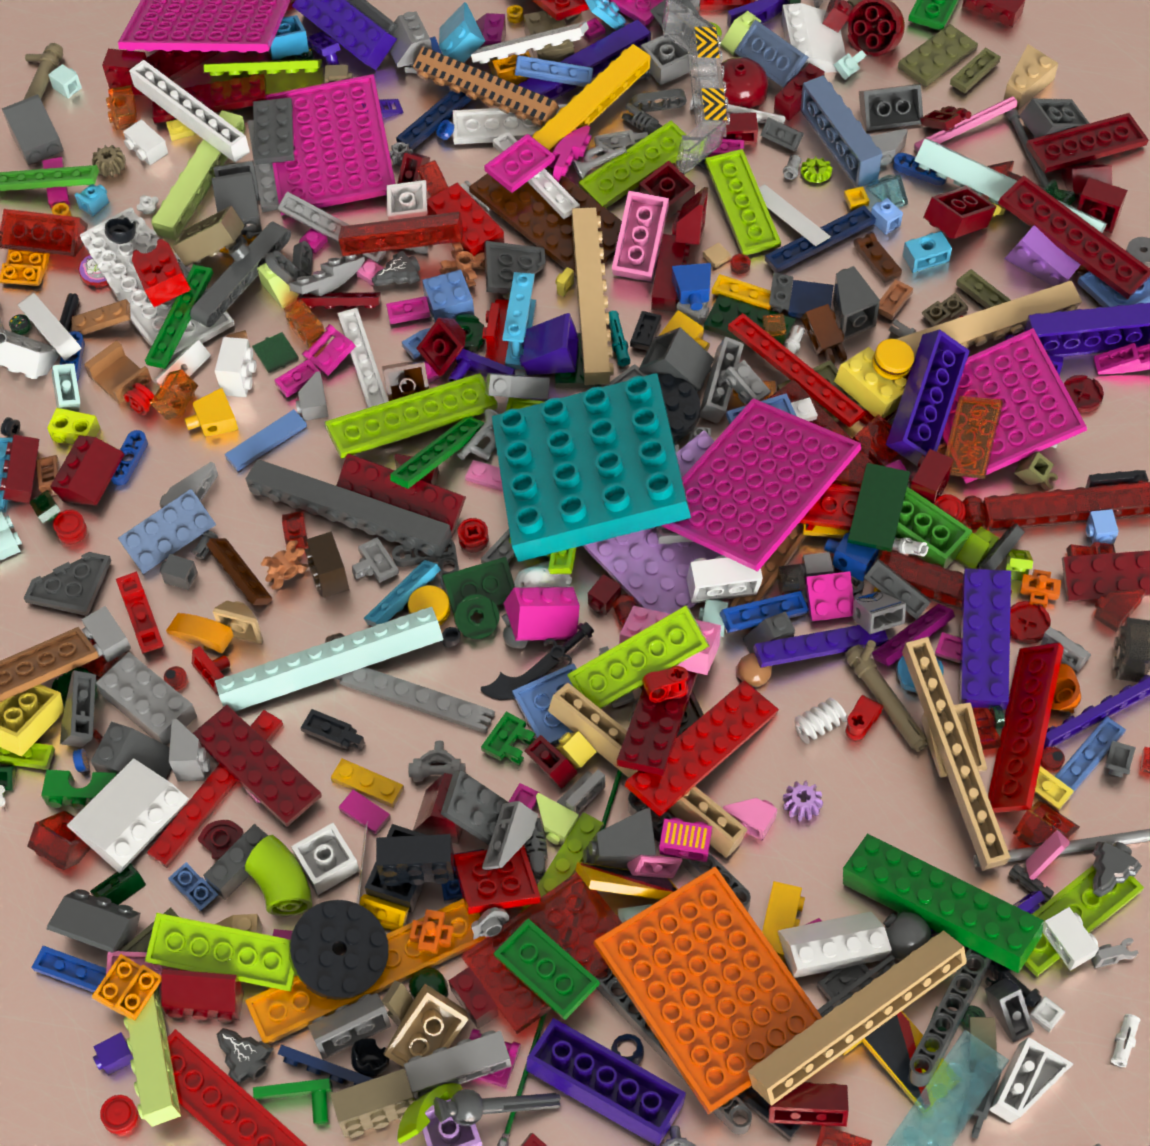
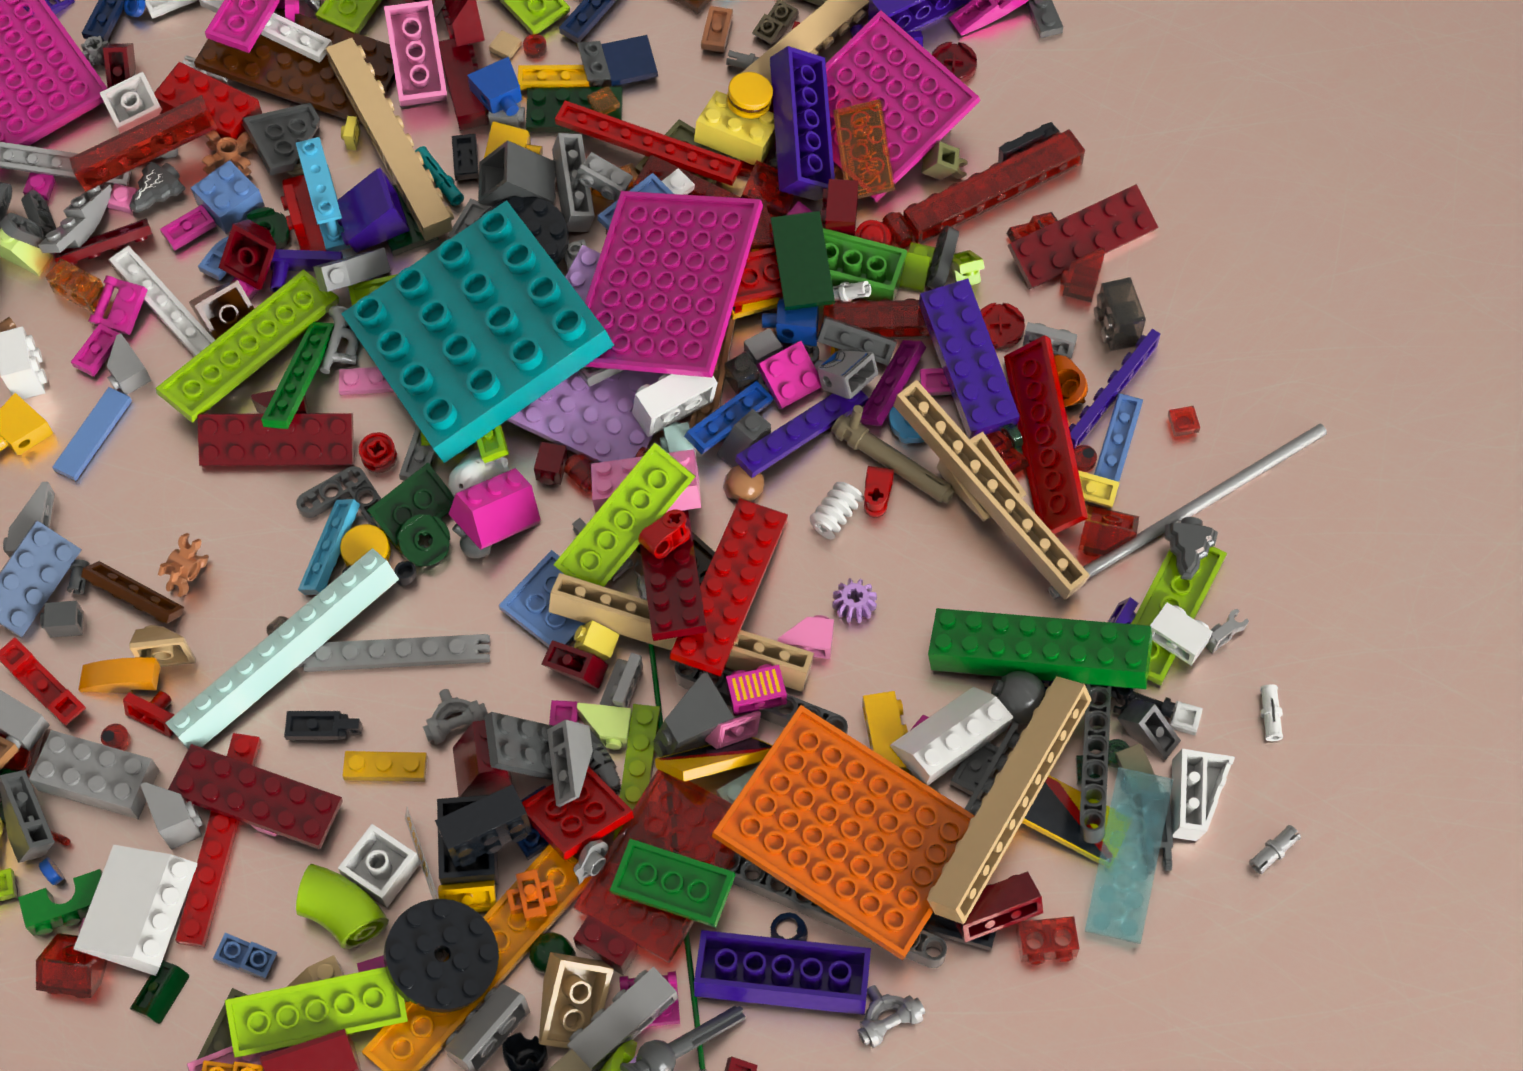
camera: 25 degrees left, 5 degrees up
(95, 921) = (154, 1038): dark grey slope -> none
(123, 744) = (94, 834): dark grey slope -> none
(220, 836) = (251, 890): dark red animal -> none
(229, 870) = (280, 916): dark grey brick -> none
(275, 352) = (55, 329): clear green piece -> none
(295, 528) = (175, 521): clear red slope -> none
(326, 564) = (231, 546): dark brown brick -> none
(349, 508) = (224, 474): dark grey brick -> none
(363, 810) = (396, 798): dark pink tile -> none
(374, 561) = (282, 523): light grey hinge -> none
(397, 1001) = (530, 983): dark tan slope -> none
(433, 177) = (146, 61): clear red slope -> none
(504, 685) = (487, 602): black sword -> none
(504, 735) = (511, 656): green plate -> none
(793, 342) = (630, 109): white pin -> none
(824, 332) = (661, 91): reddish brown hinge -> none
(854, 303) = (678, 48): dark grey slope -> none
(1017, 872) = (1114, 592): dark grey axle -> none
(1043, 587) = (1000, 284): orange piece -> none
(1046, 854) = (1121, 558): bright pink slope -> none
(1102, 526) = (1033, 197): light blue brick -> none
(1119, 759) = (1149, 432): dark grey bracket -> none

